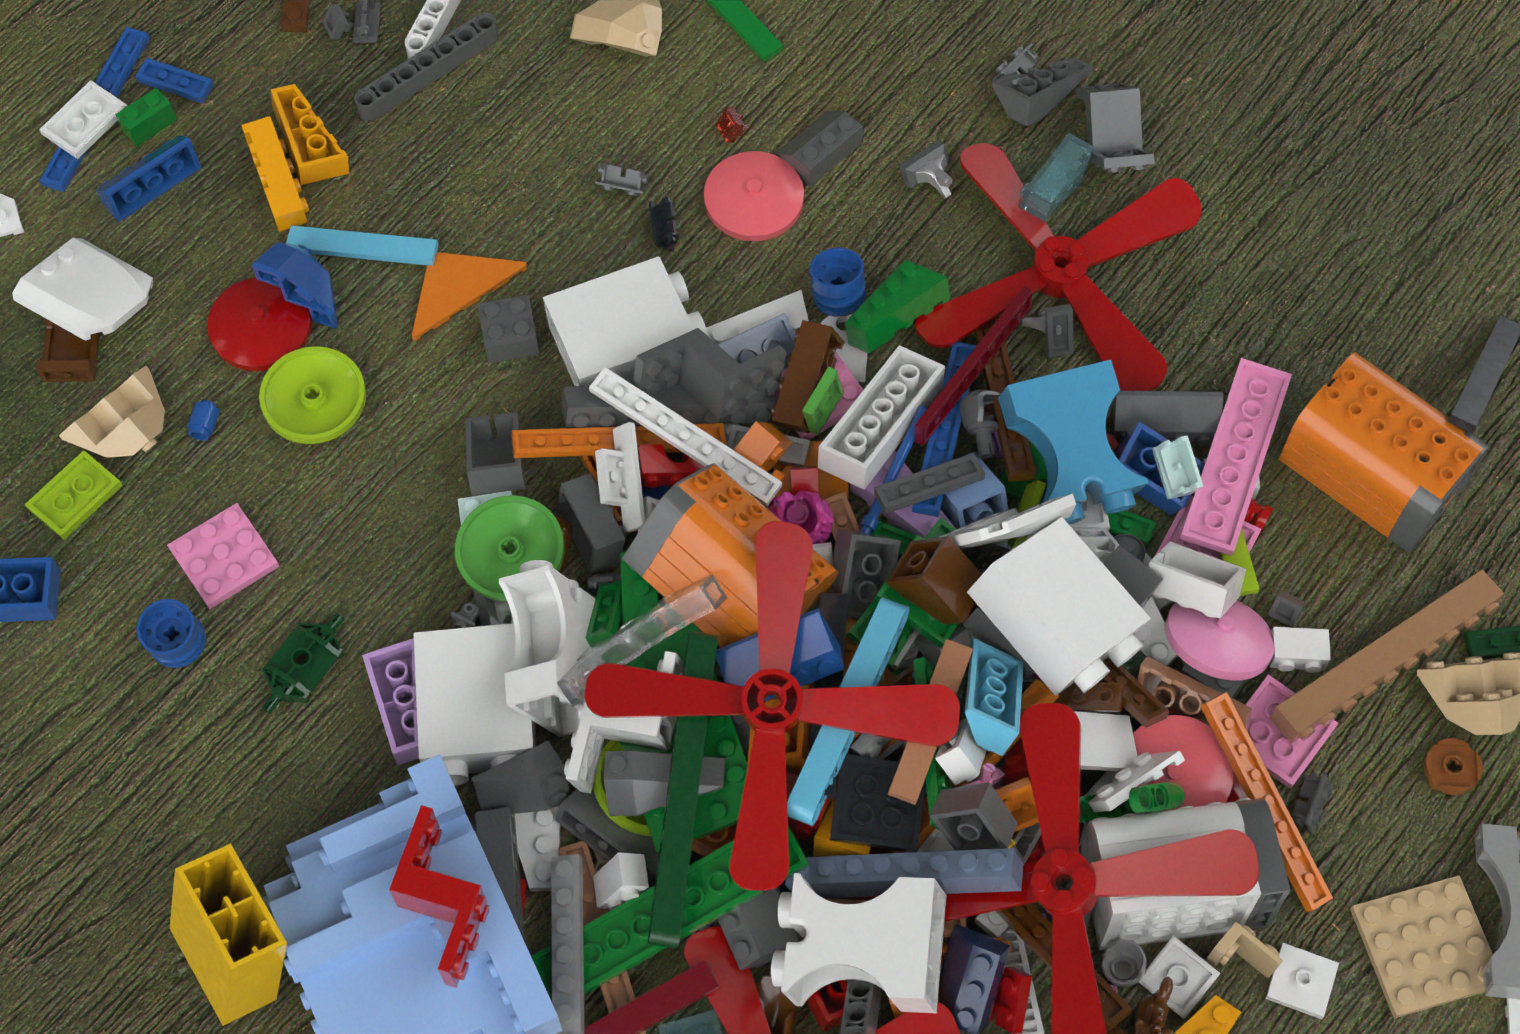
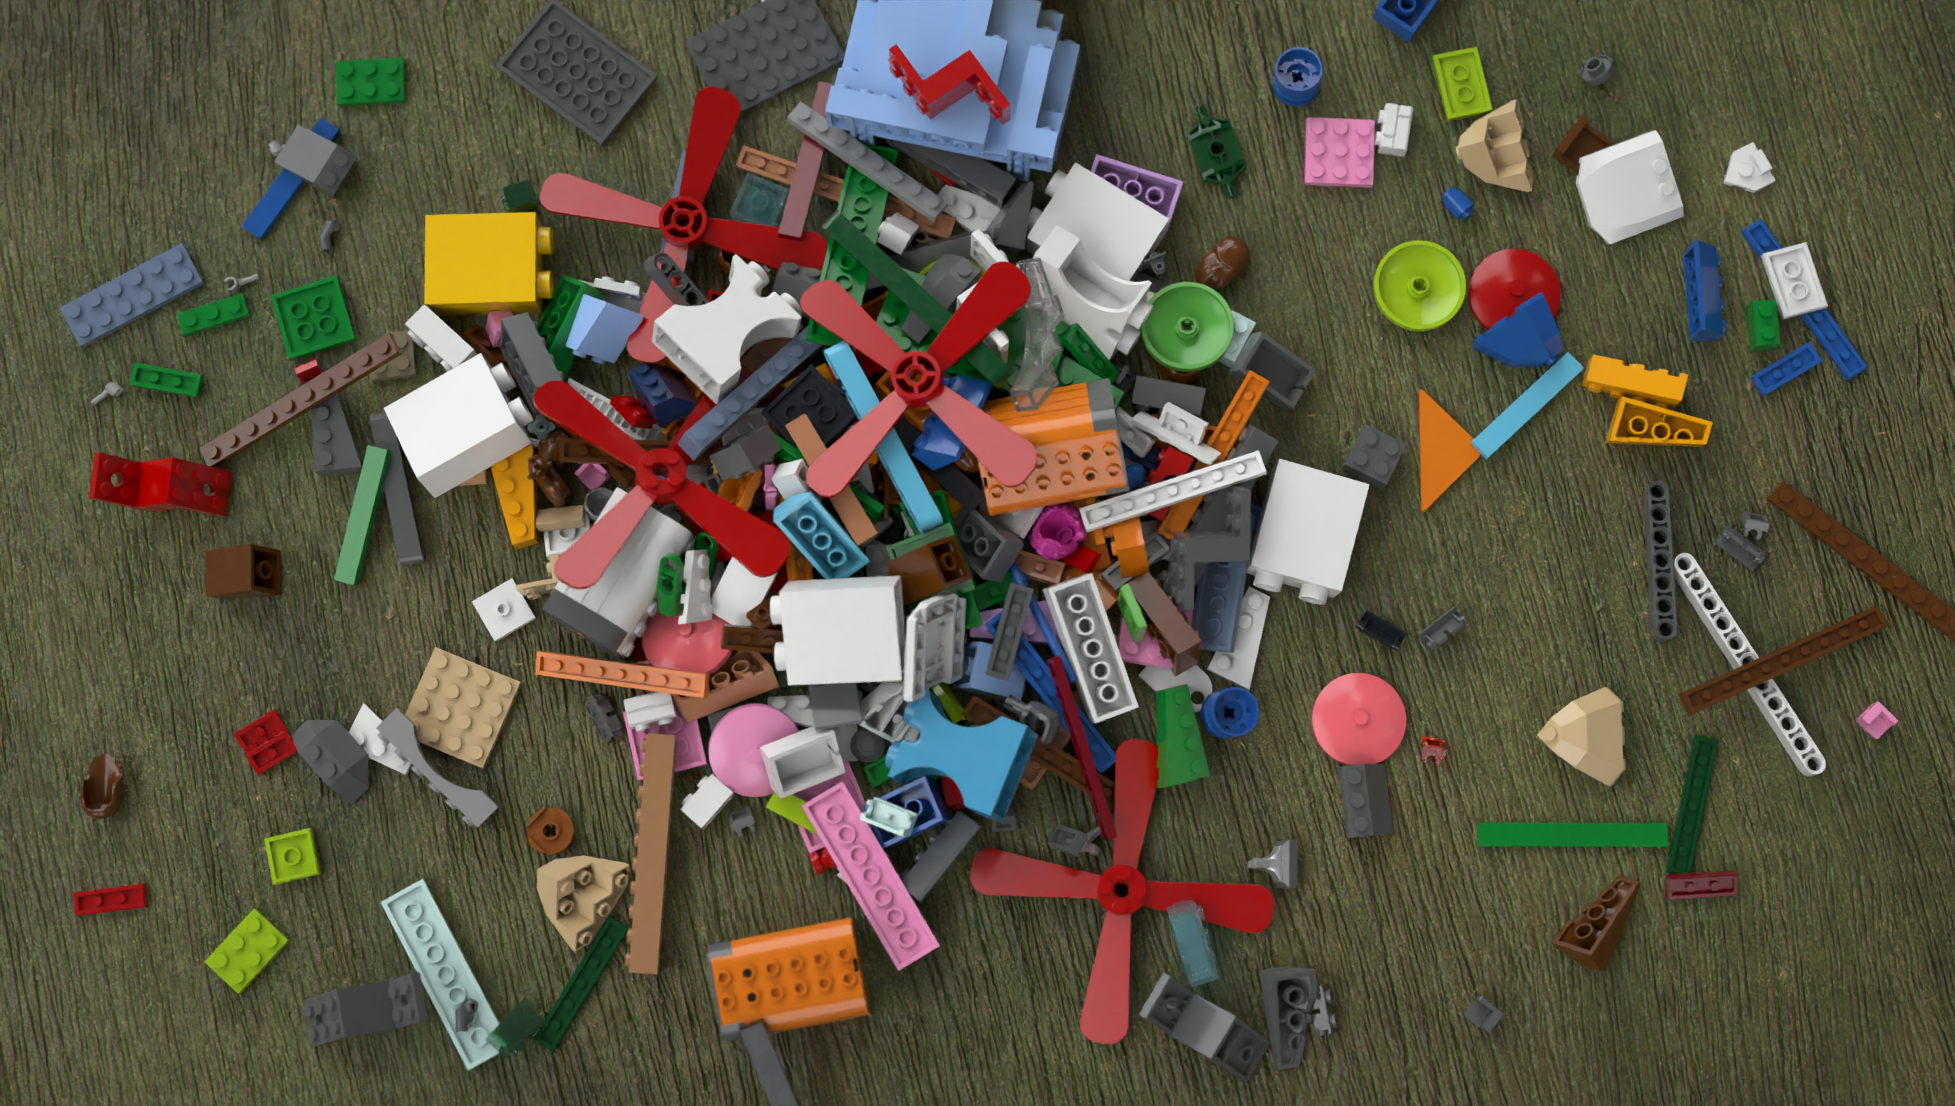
camera: 130 degrees right, 15 degrees up
(165, 520) = (1395, 129): none -> white brick
(417, 574) = (1223, 263): none -> reddish brown hair
(1181, 1002) = (560, 518): none -> tan slope
(1278, 756) = (649, 710): none -> white brick

